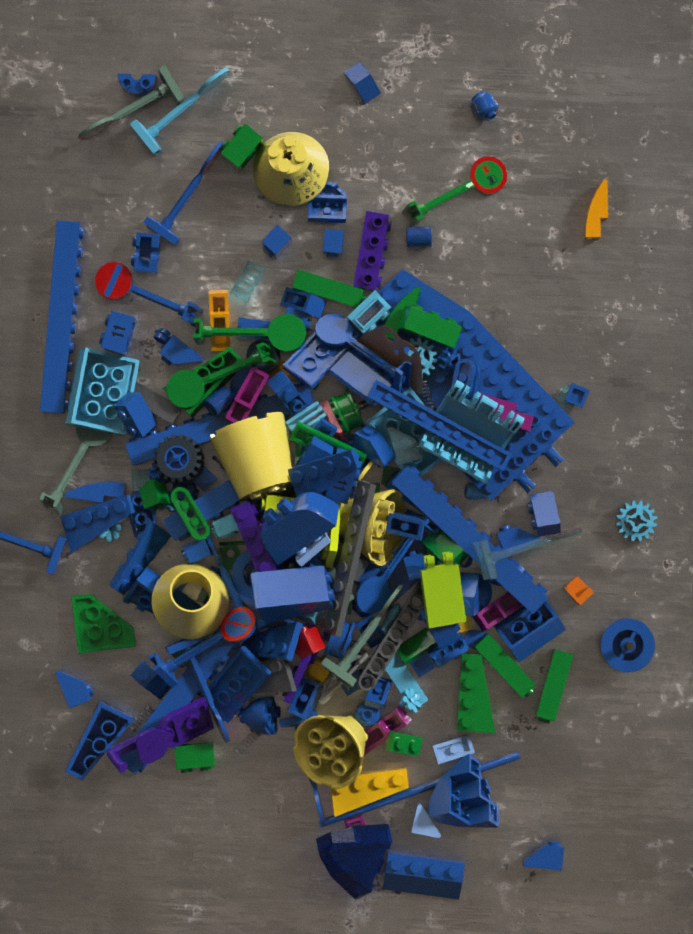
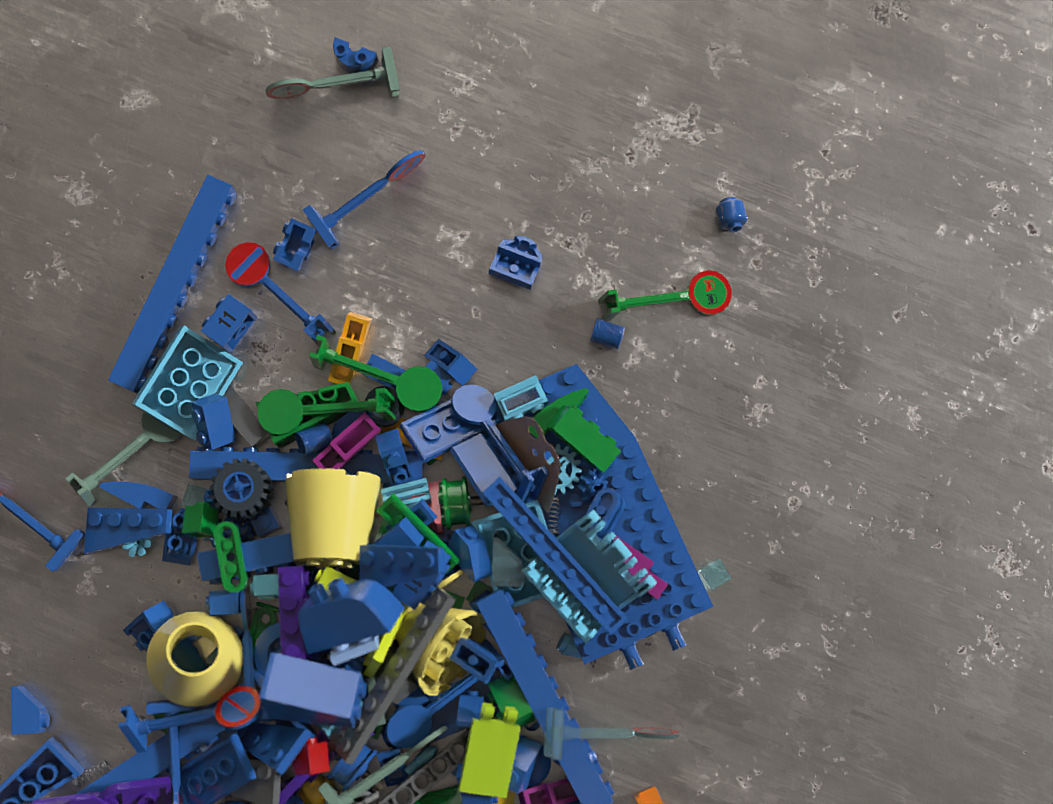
camera: 20 degrees right, 5 degrees down
(99, 626) = (84, 650): green plate -> none
(145, 550) = (167, 581): blue wing -> none
(149, 134) = (430, 85): medium azure piece -> none
(150, 680) = (113, 735): blue slope -> none
(162, 336) = (279, 344): blue plate -> none
(179, 353) = (290, 370): blue slope -> none
(242, 147) = (443, 165): green brick -> none
(245, 297) = (378, 322): clear light blue slope -> none
(276, 242) = (443, 283): blue brick -> none
(291, 168) = (490, 209): light yellow cone -> none
(328, 289) = (484, 356): green brick -> none
(333, 243) = (508, 307): blue brick -> none
(362, 82) = (604, 142): blue slope -> none
(371, 250) = (548, 331): dark purple brick -> none
(514, 536) = (597, 715): blue slope -> none
(545, 514) = (642, 701): brick -> none
(576, 395) = (725, 576): blue tile -> none
(597, 211) = (818, 377): light orange slope -> none
(637, 512) = (739, 756): medium azure gear -> none

